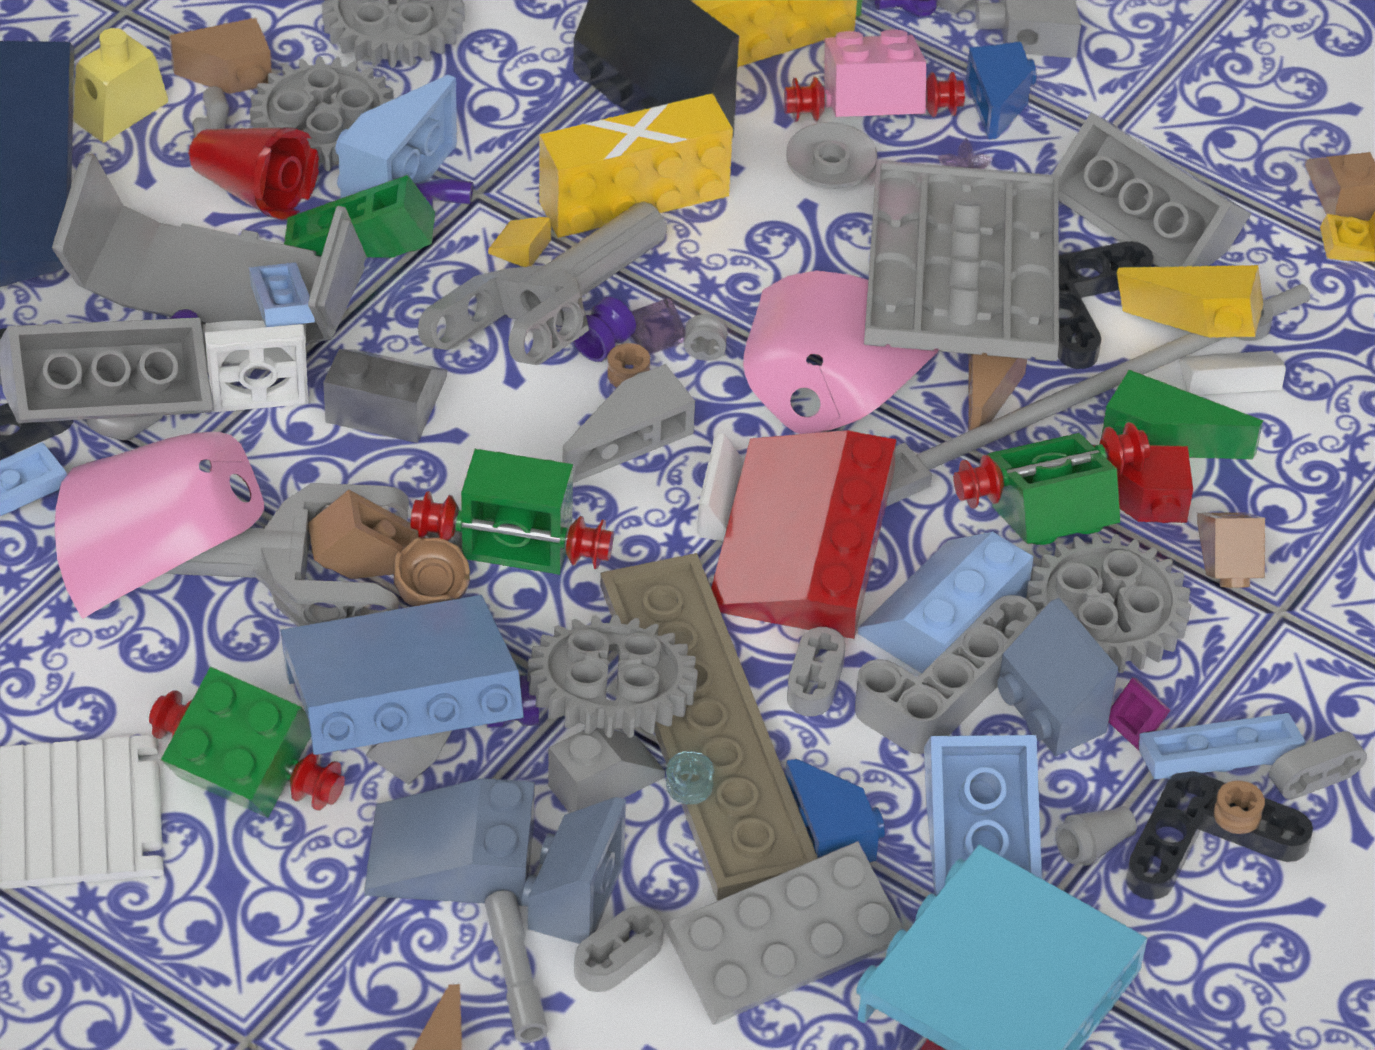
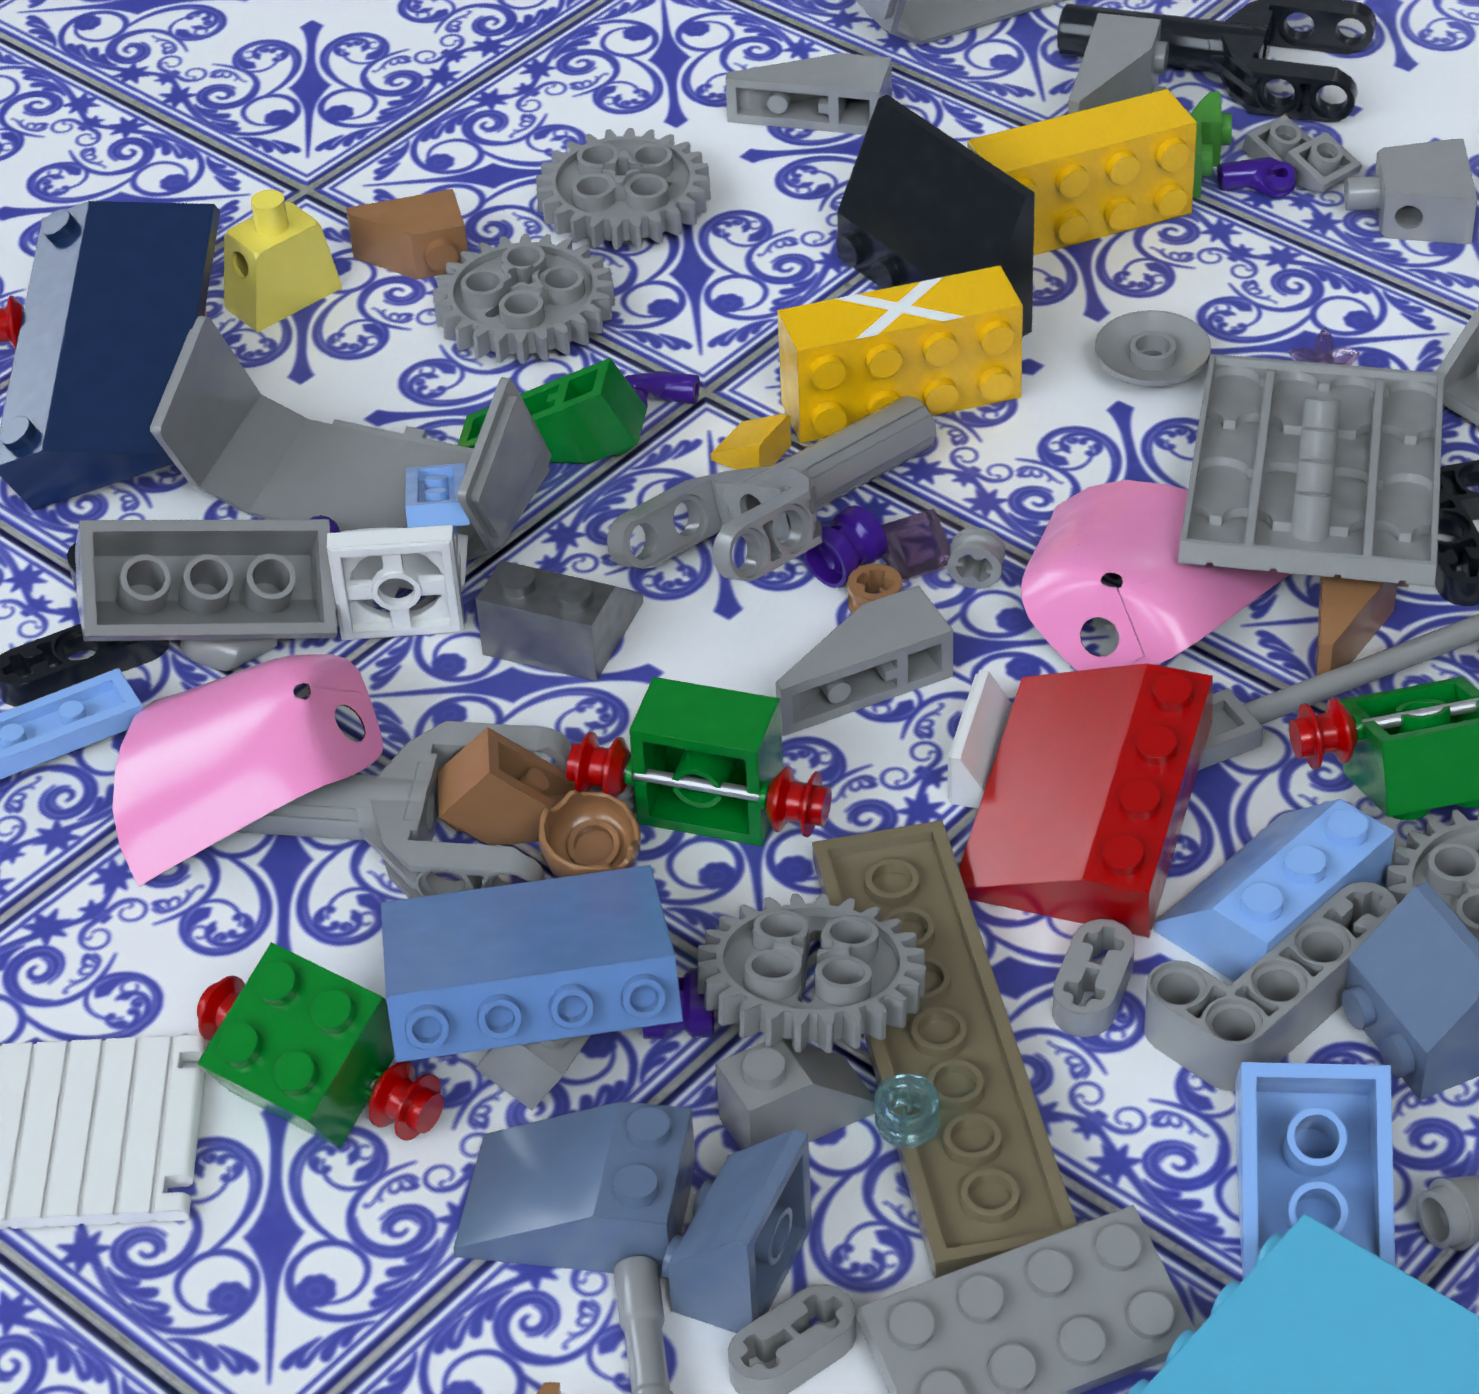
camera: 10 degrees right, 5 degrees down
(216, 108) = (395, 298): light grey arm -> none
(258, 165) = (436, 353): red cone -> none
(399, 138) = (615, 313): light blue slope -> none
(834, 810) = (1105, 1162): blue slope -> none
(874, 79) = (1211, 258): bright pink brick -> none
(999, 84) = (1372, 269): blue slope -> none

